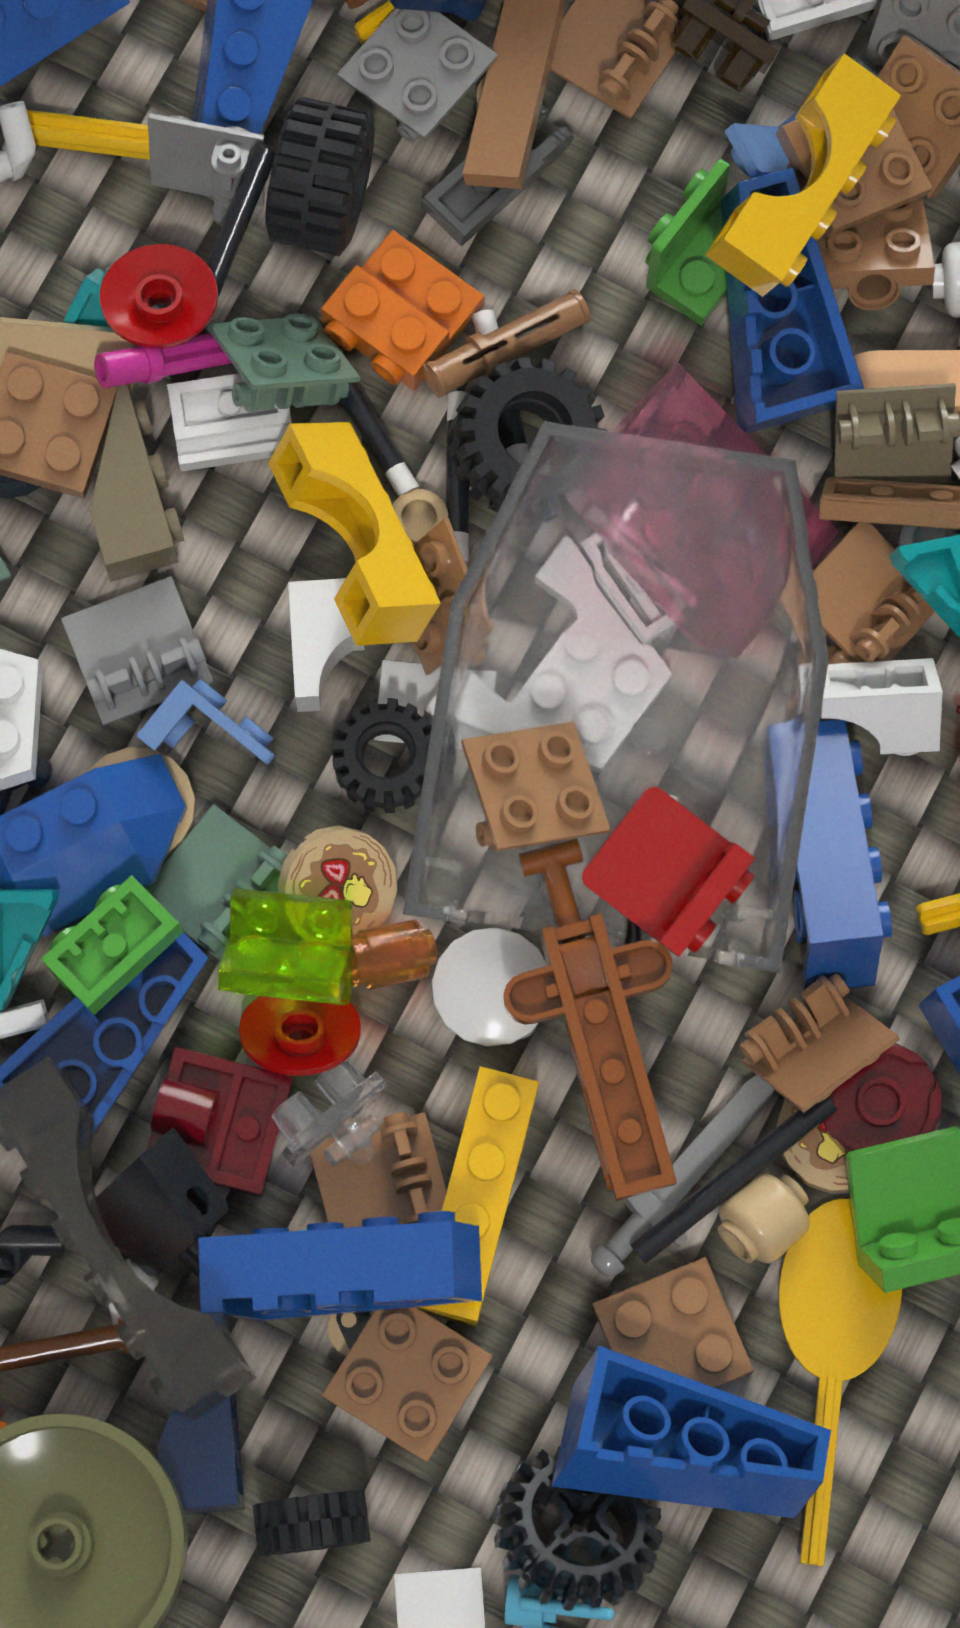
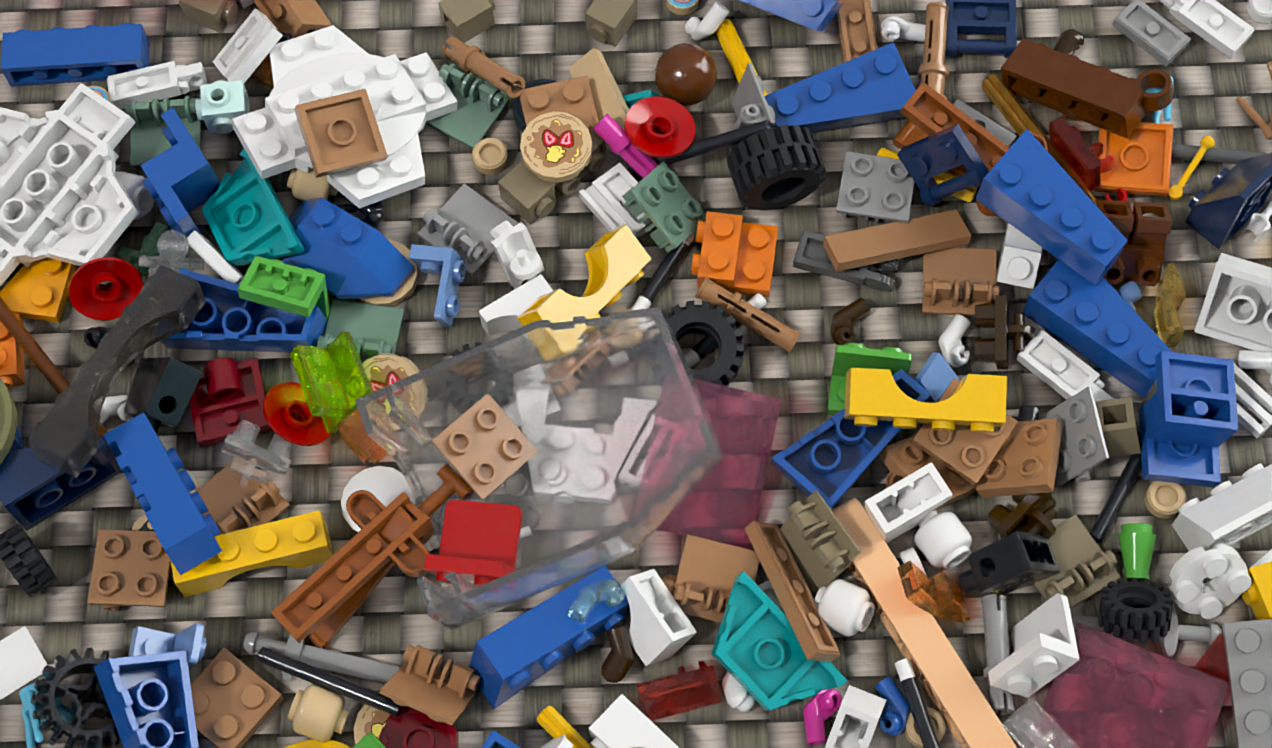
camera: 65 degrees right, 10 degrees down
(36, 559) = (490, 156): none -> tan tile
(84, 217) = (686, 74): none -> reddish brown piece
(105, 453) = (556, 146): none -> tile
(237, 598) = (516, 253): none -> white hips
(545, 1394) = (152, 641): none -> medium blue bracket
(584, 226) = (844, 321): none -> dark brown arm
(699, 109) = (951, 344): none -> white arm
(824, 775) = (593, 593): none -> clear light blue arm
(908, 778) = (620, 657): none -> dark brown arm
(913, 287) = (907, 502): none -> white arch

